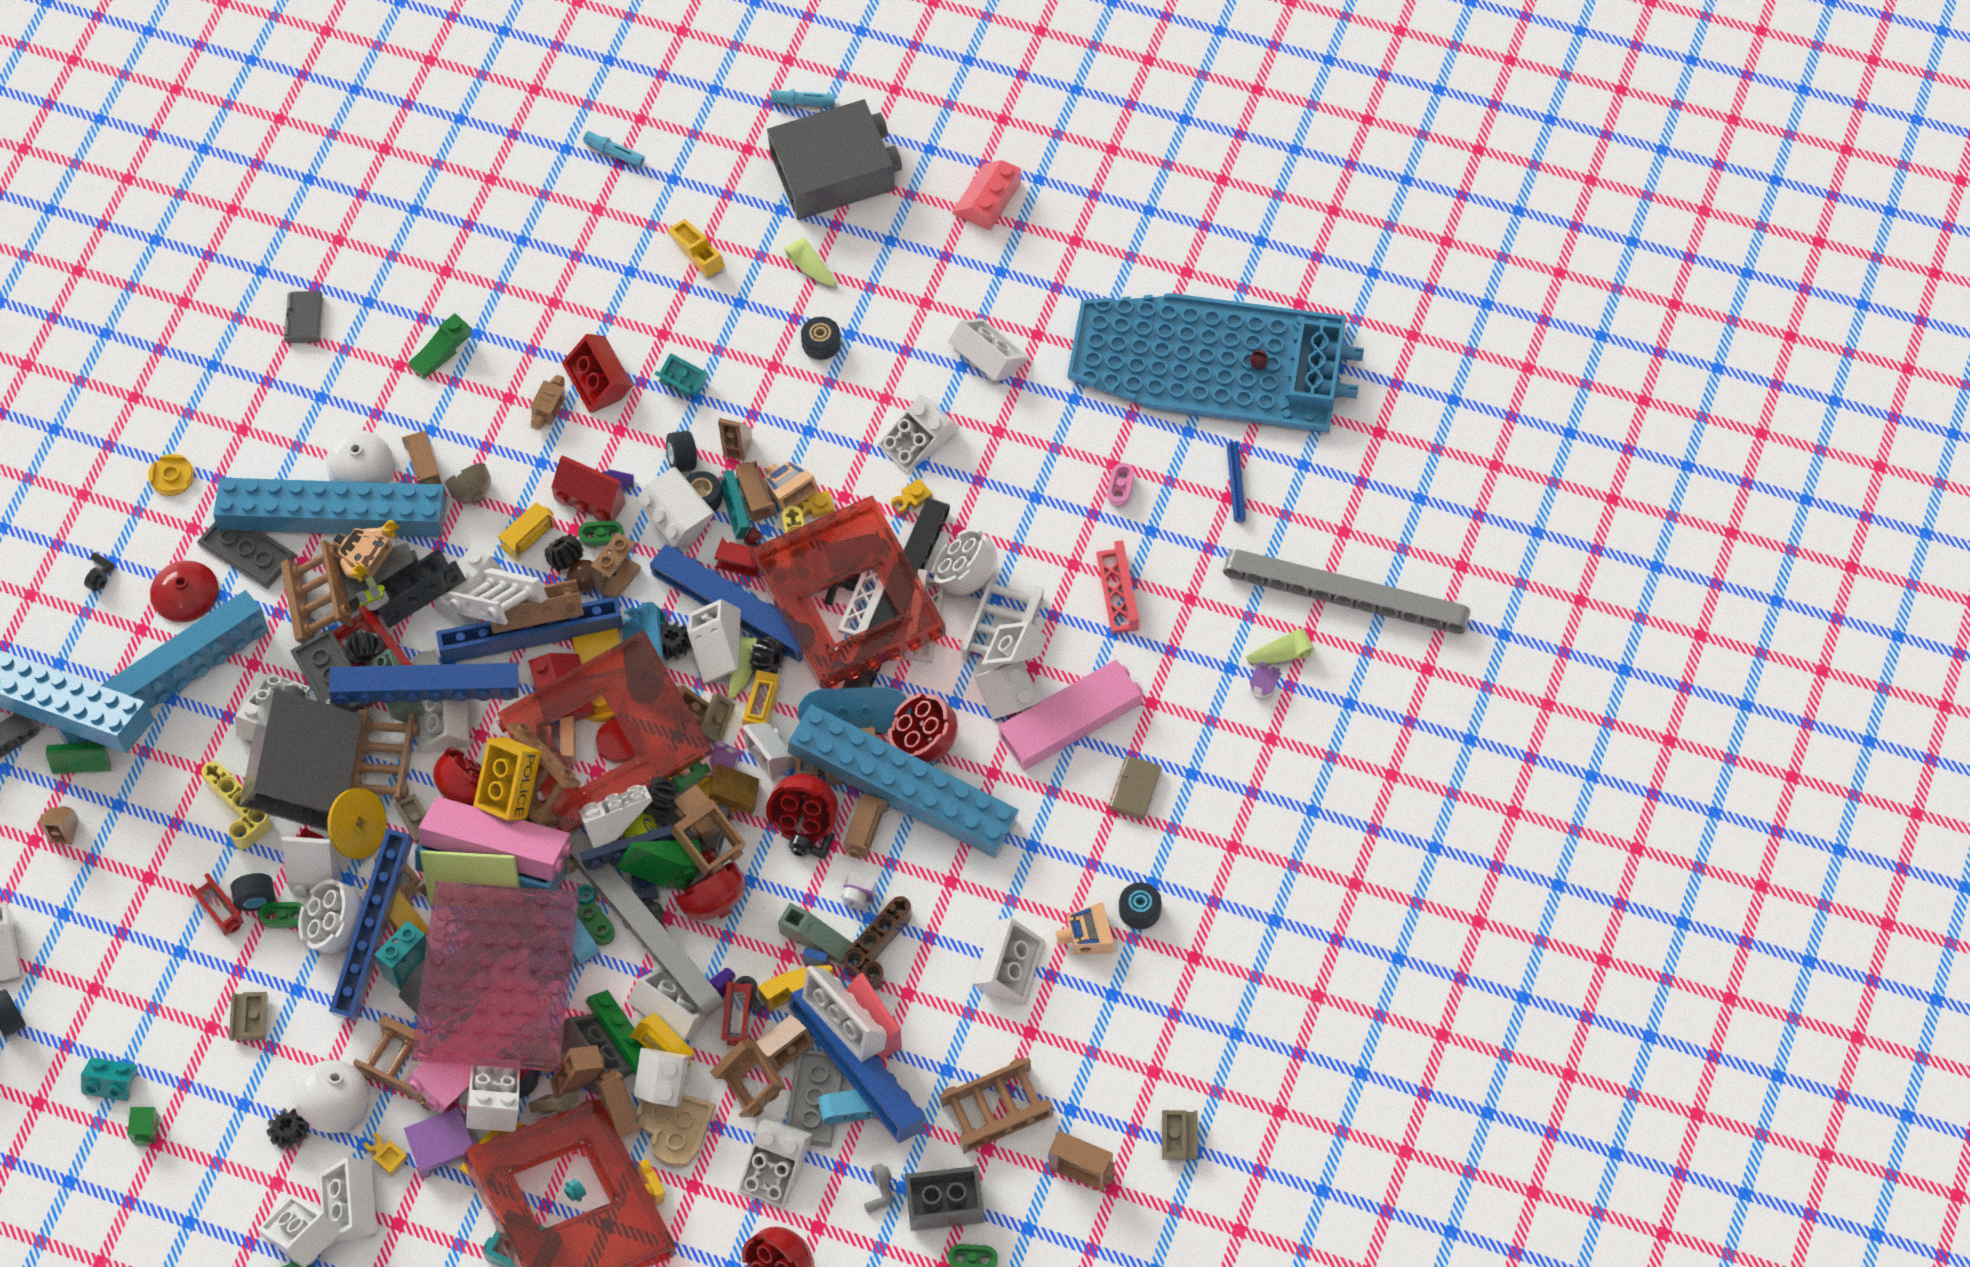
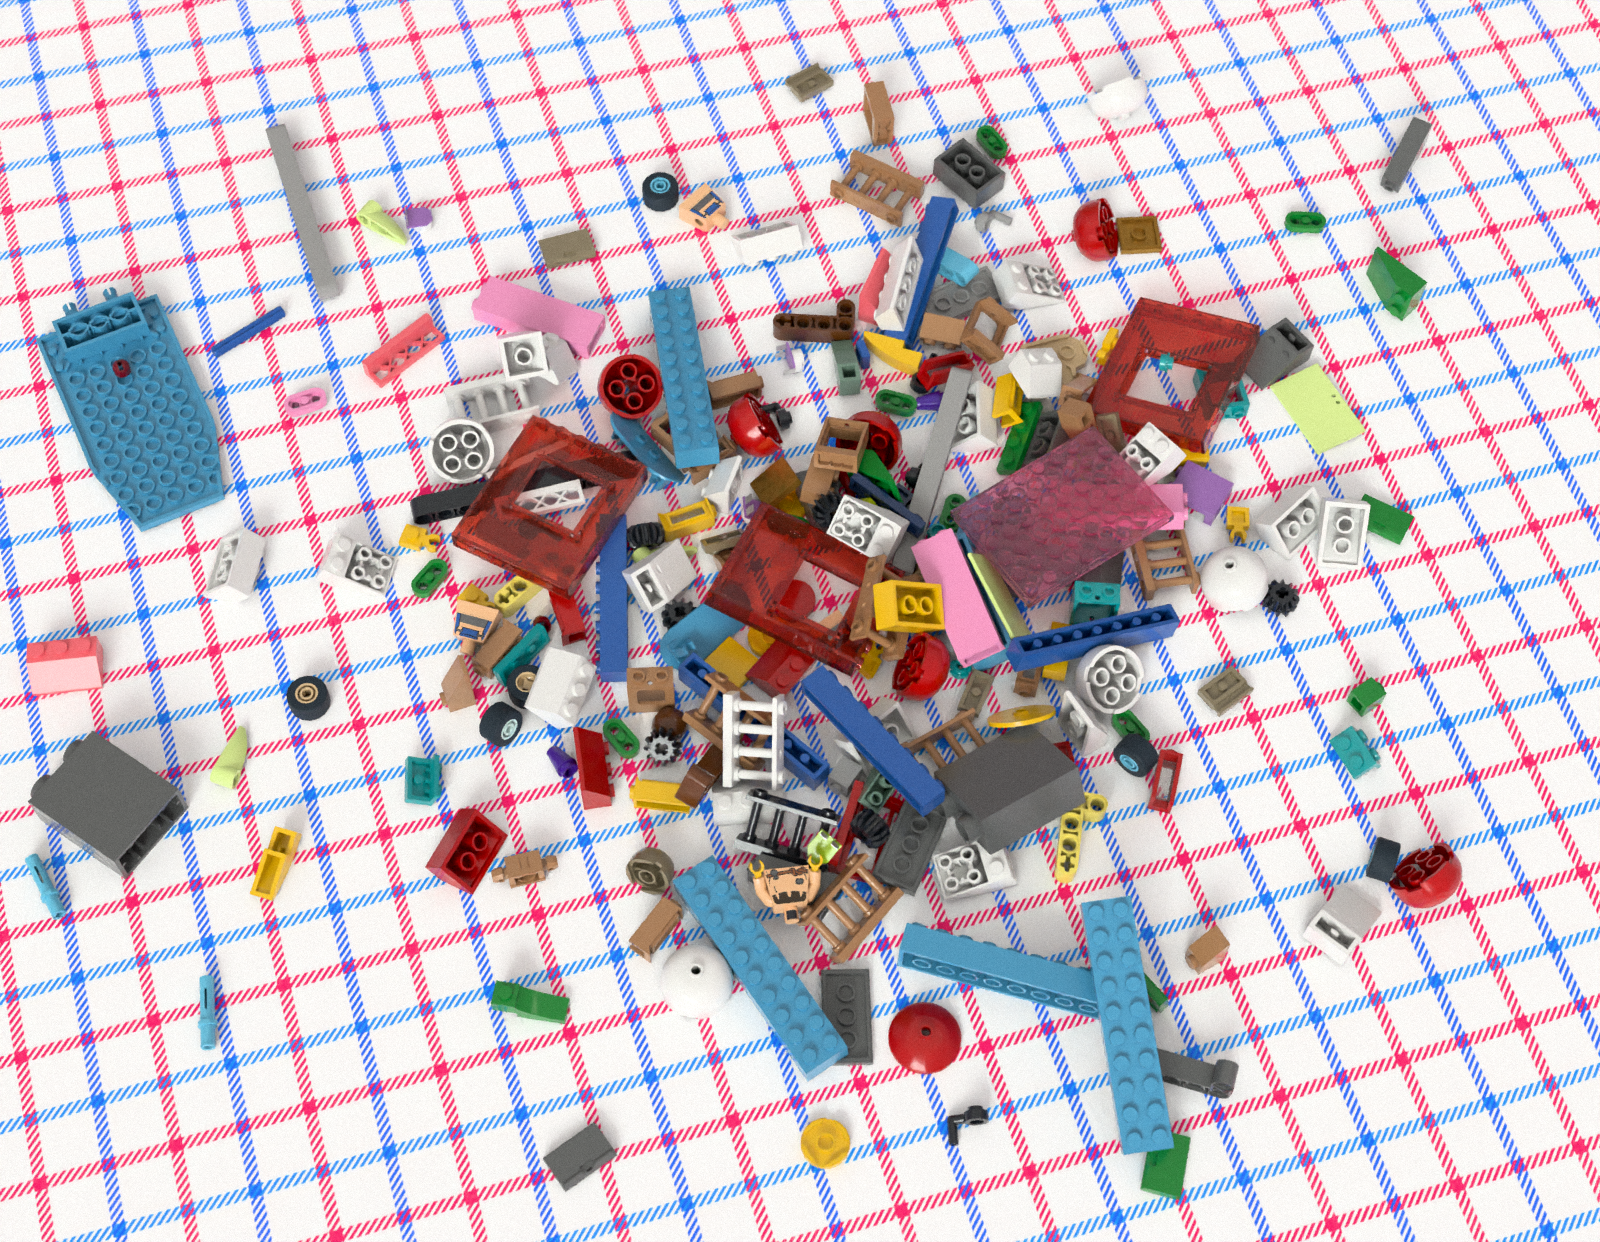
camera: 130 degrees left, 0 degrees up
(502, 545) = (701, 777): none -> reddish brown beam
(741, 952) = (896, 402): none -> green plate
(863, 483) = (428, 579): none -> green plate

